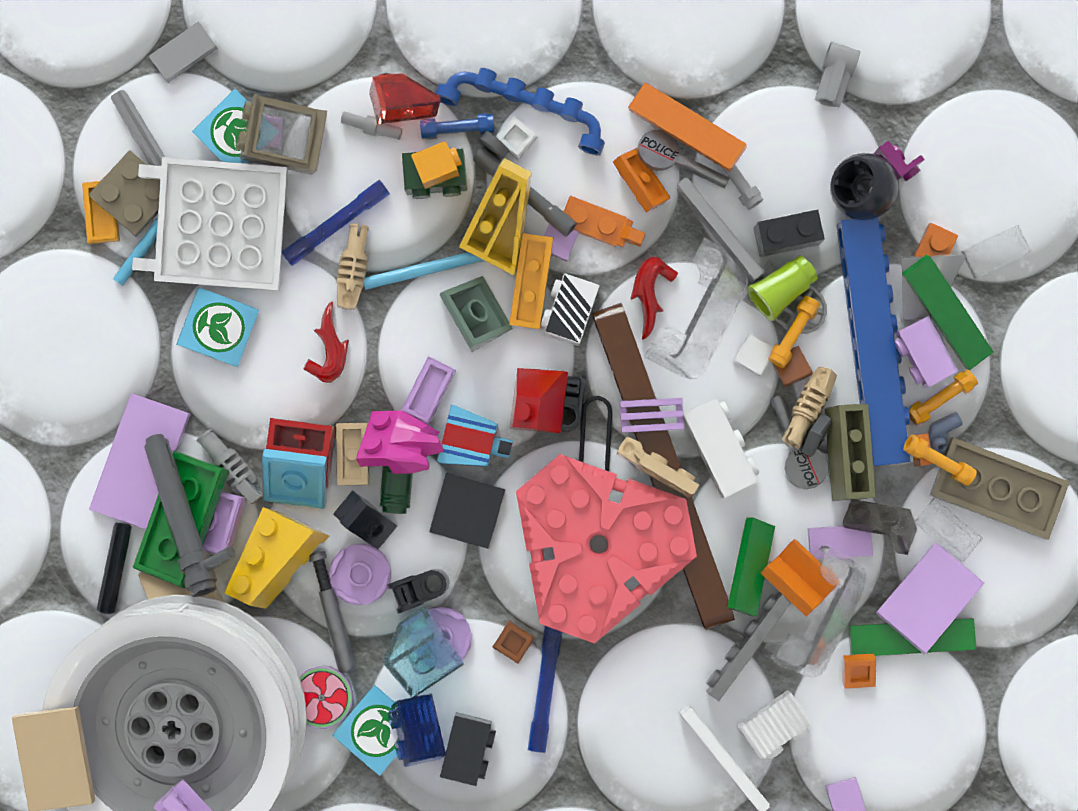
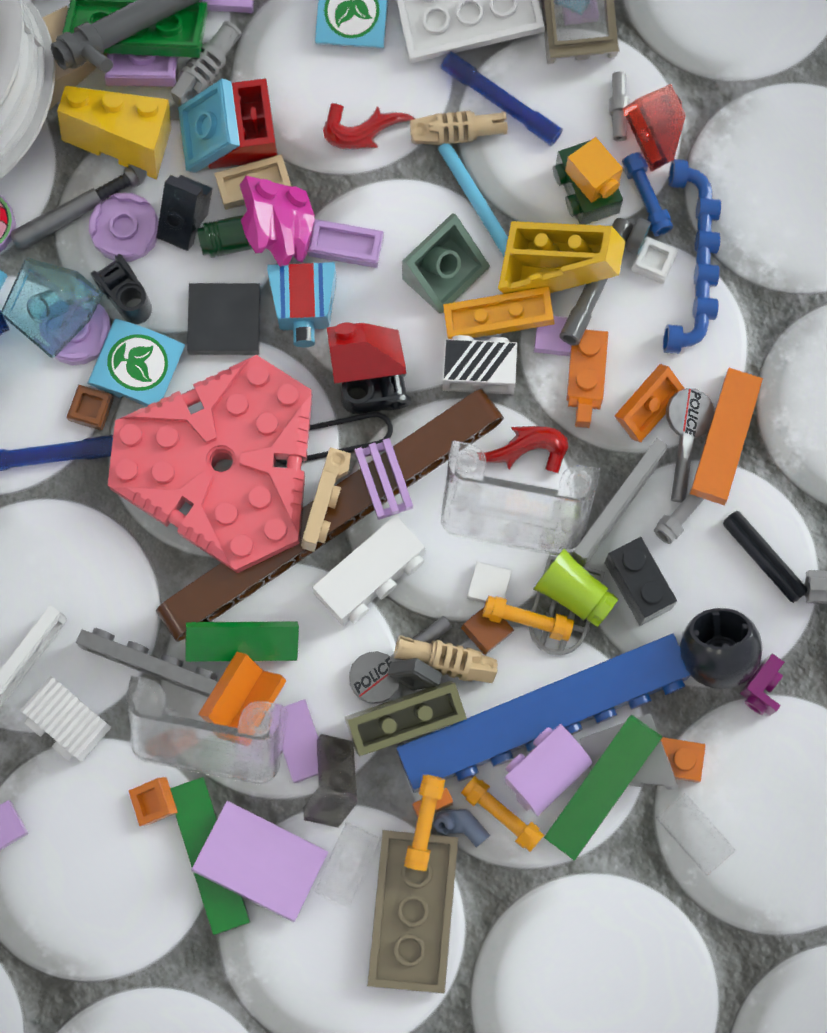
camera: 70 degrees right, 10 degrees down
(488, 594) = (136, 363): none -> slope
(792, 128) = (765, 556): none -> black axle

